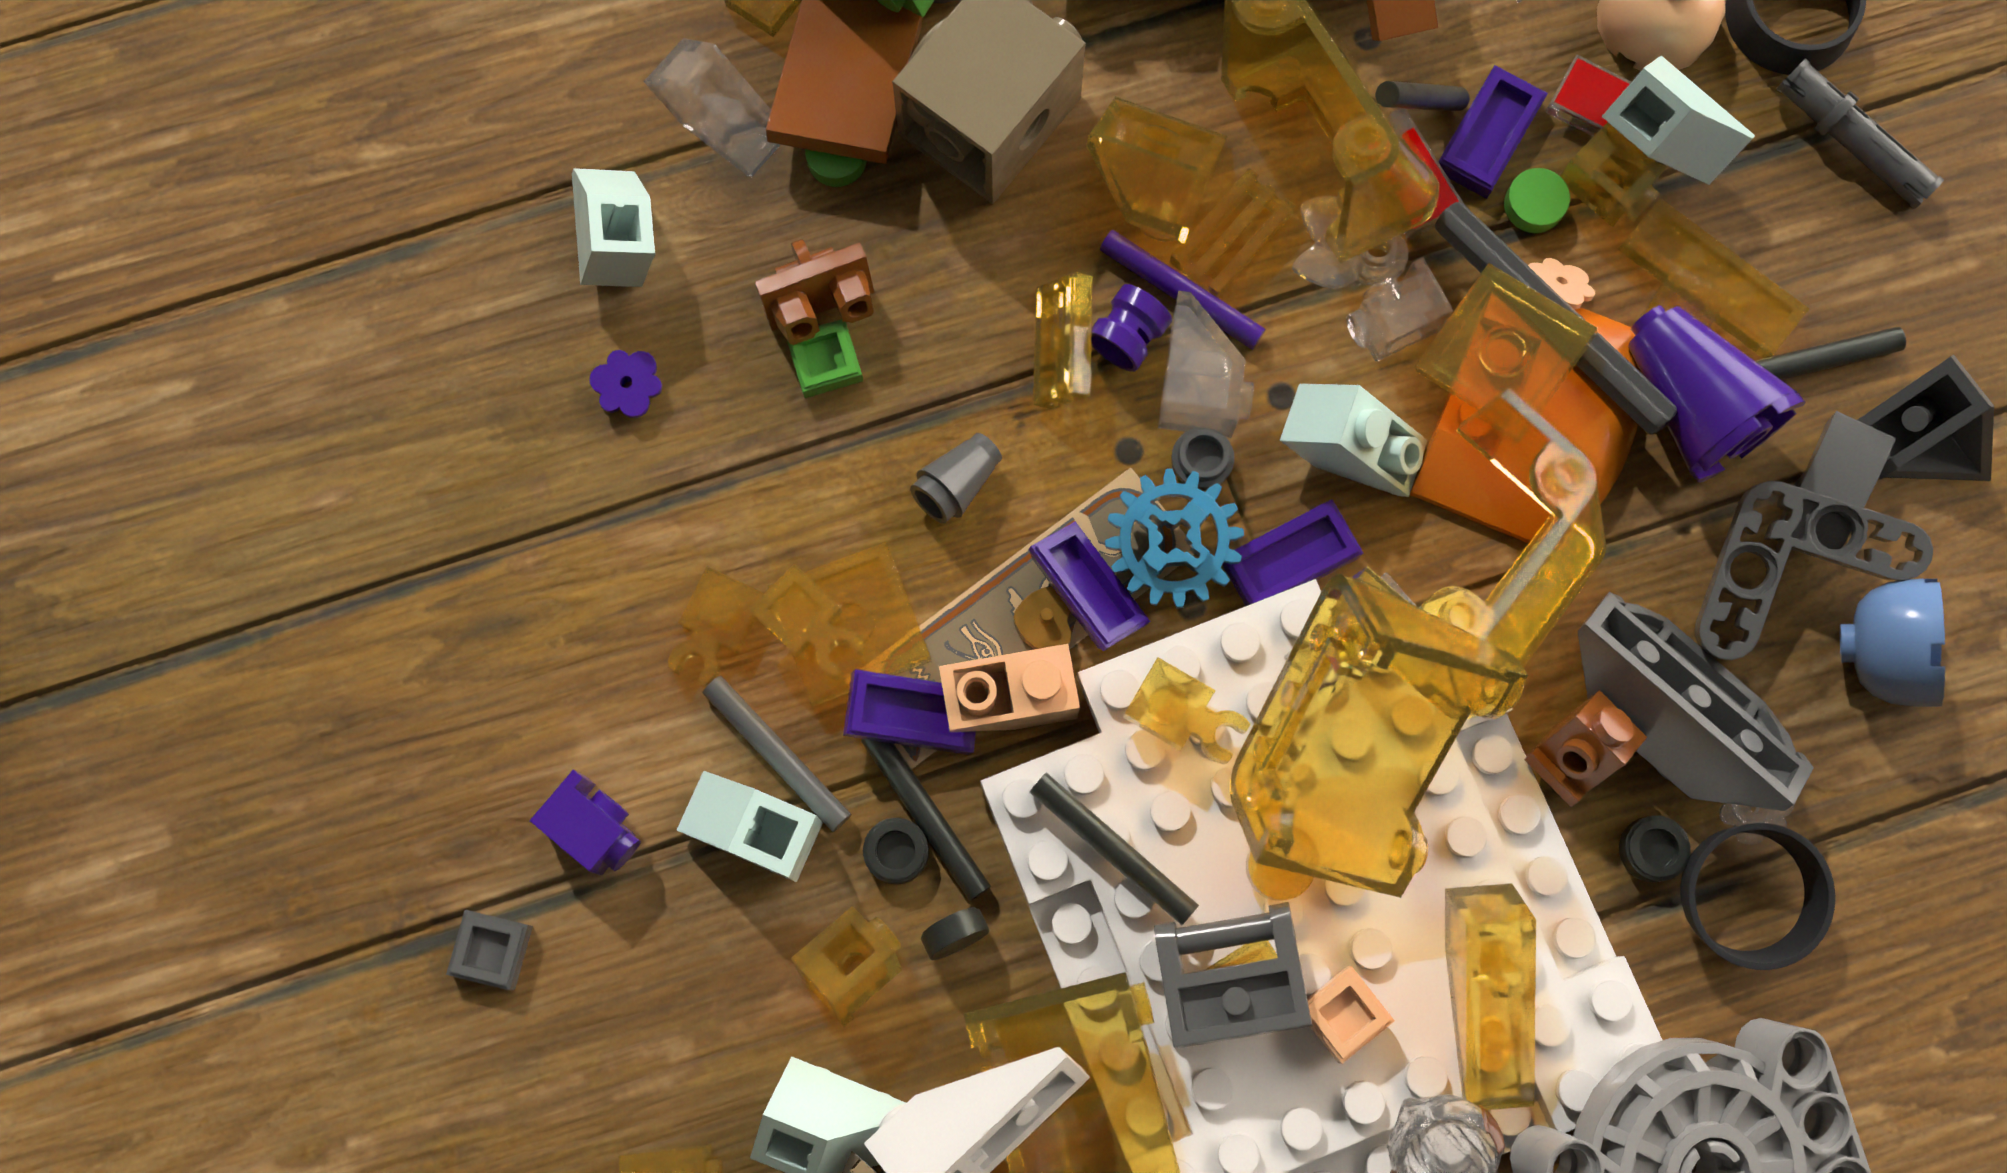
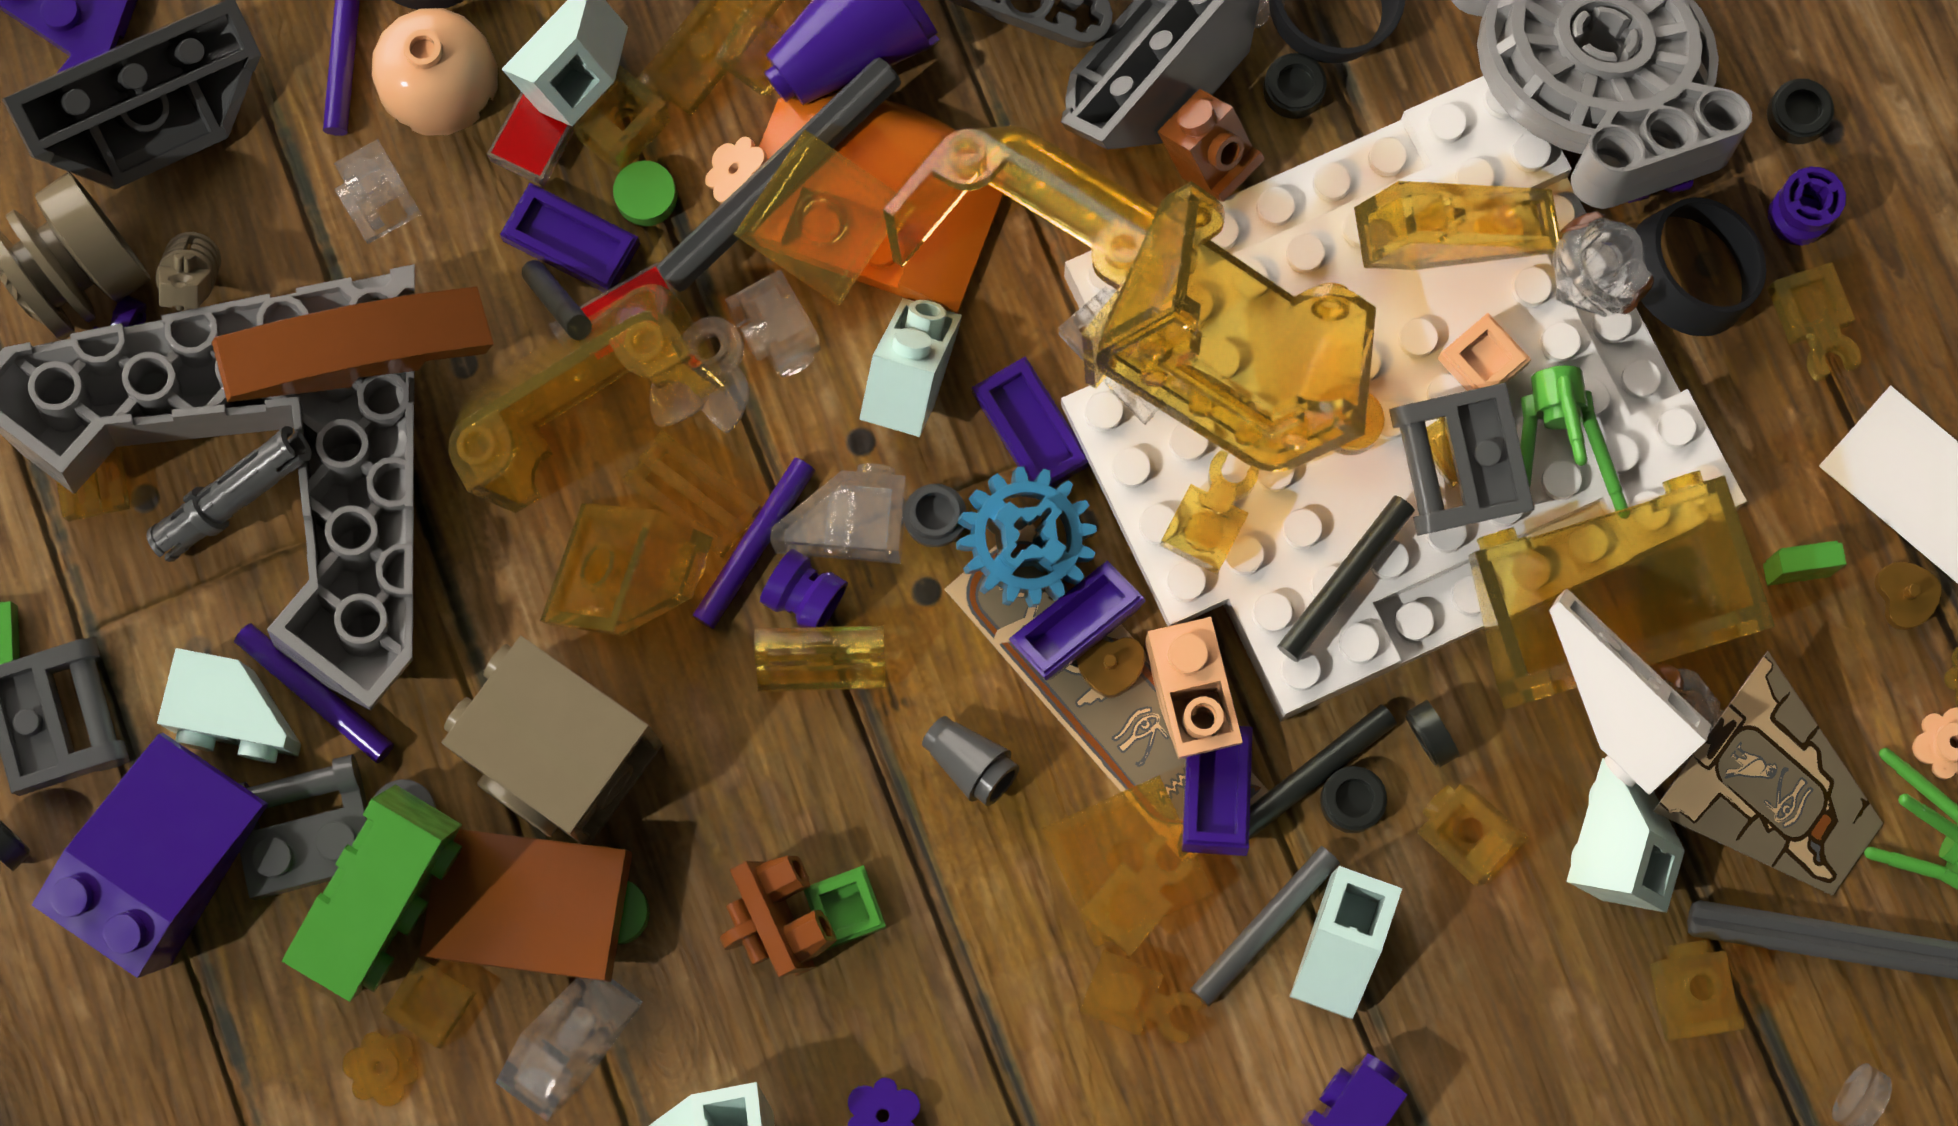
camera: 90 degrees left, 0 degrees up
(1294, 1090) = (1564, 404): none -> bright green plant

